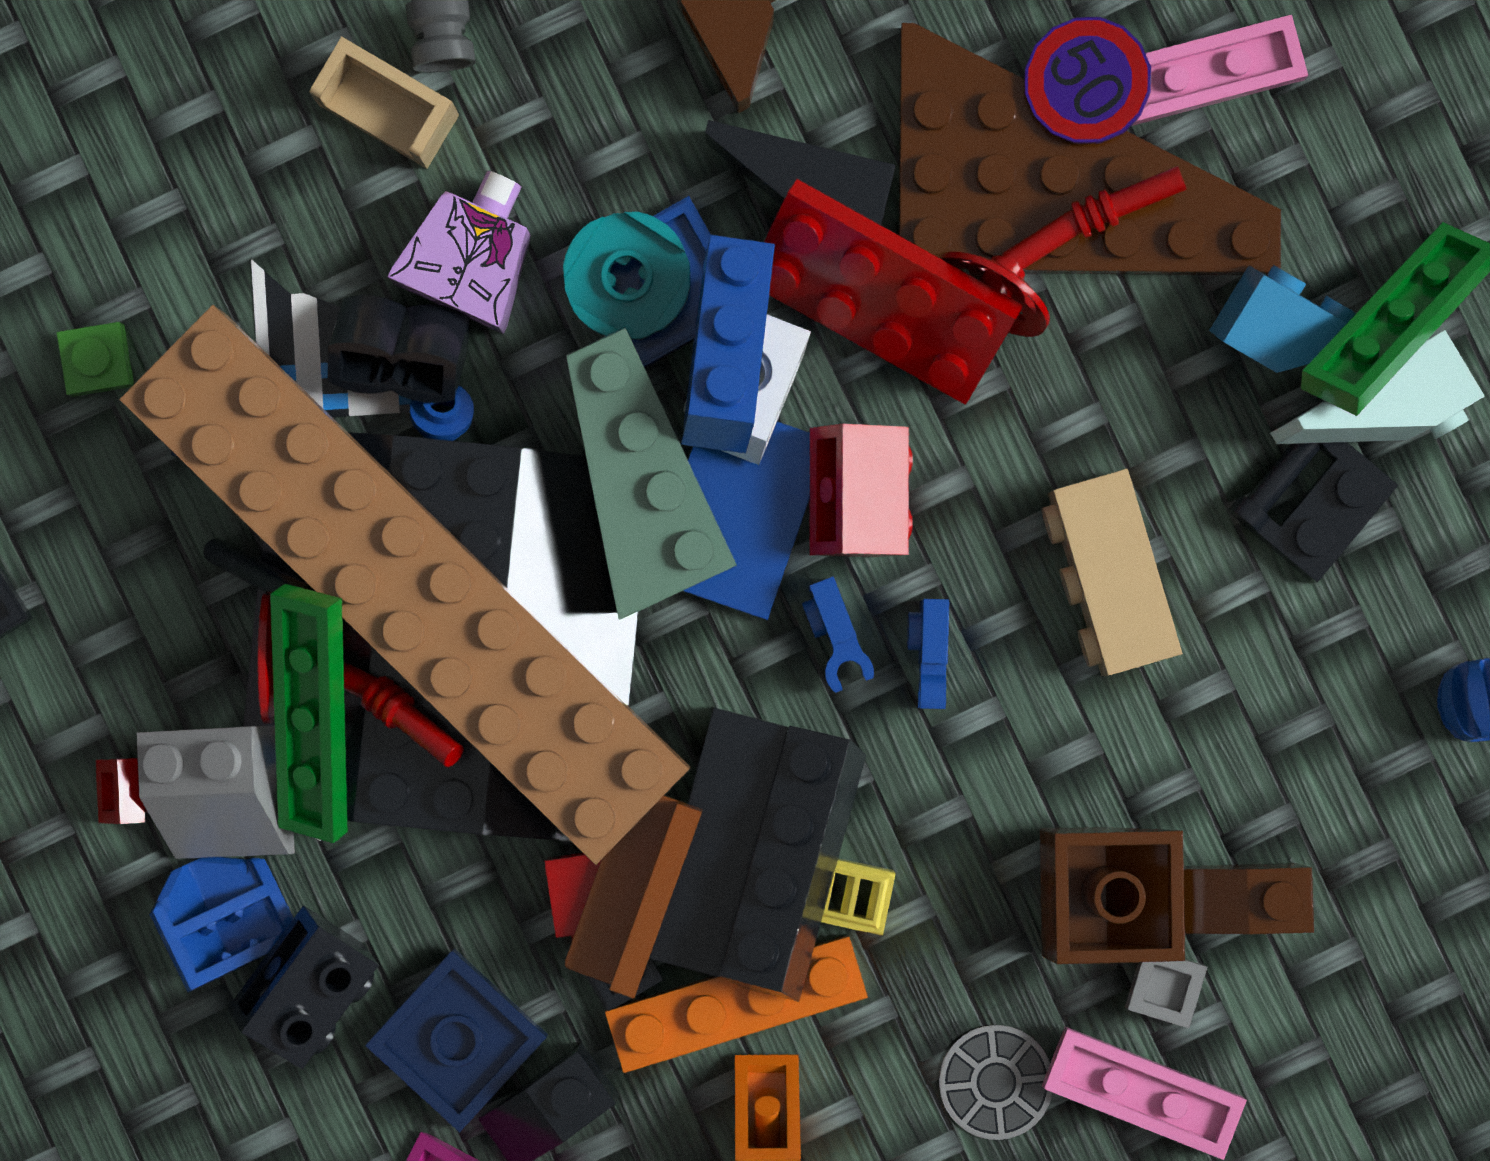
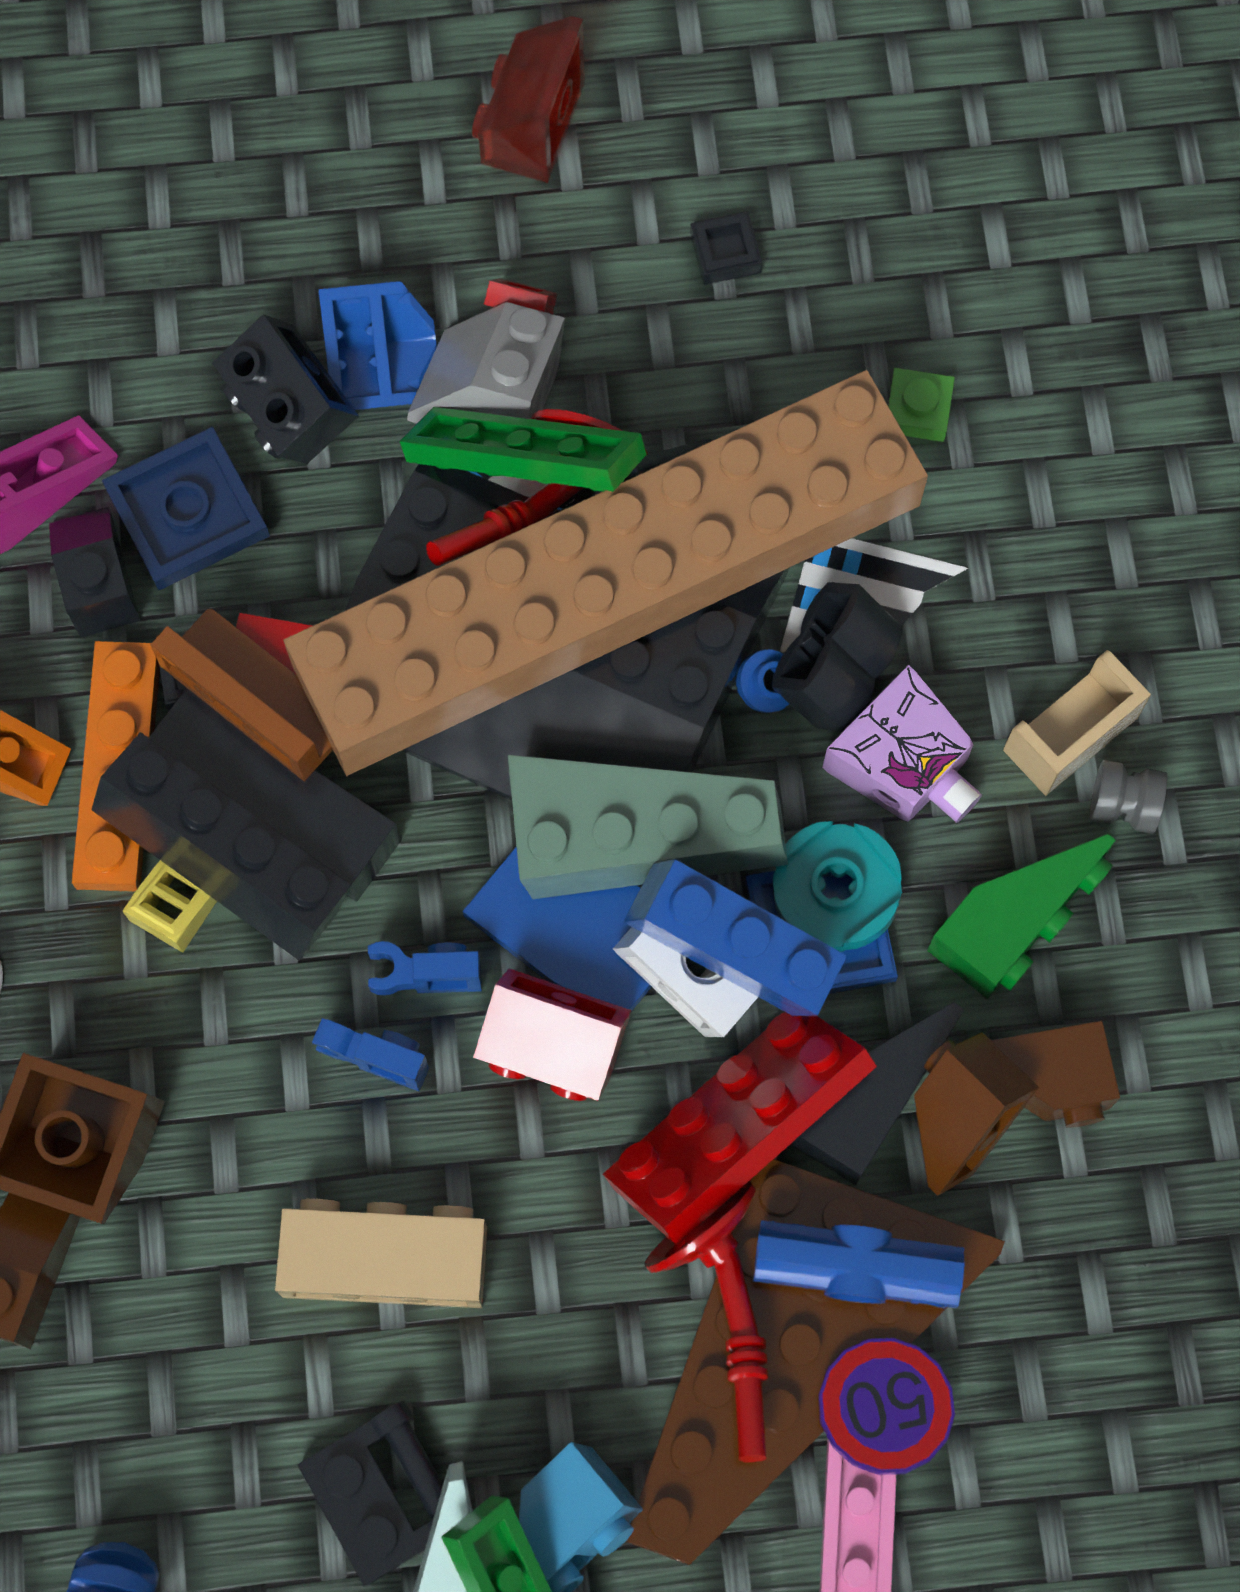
camera: 110 degrees right, 15 degrees down
(605, 113) = (1004, 917): none -> green slope
(799, 88) = (967, 1107): none -> reddish brown slope
(977, 140) = (859, 1264): none -> blue piece

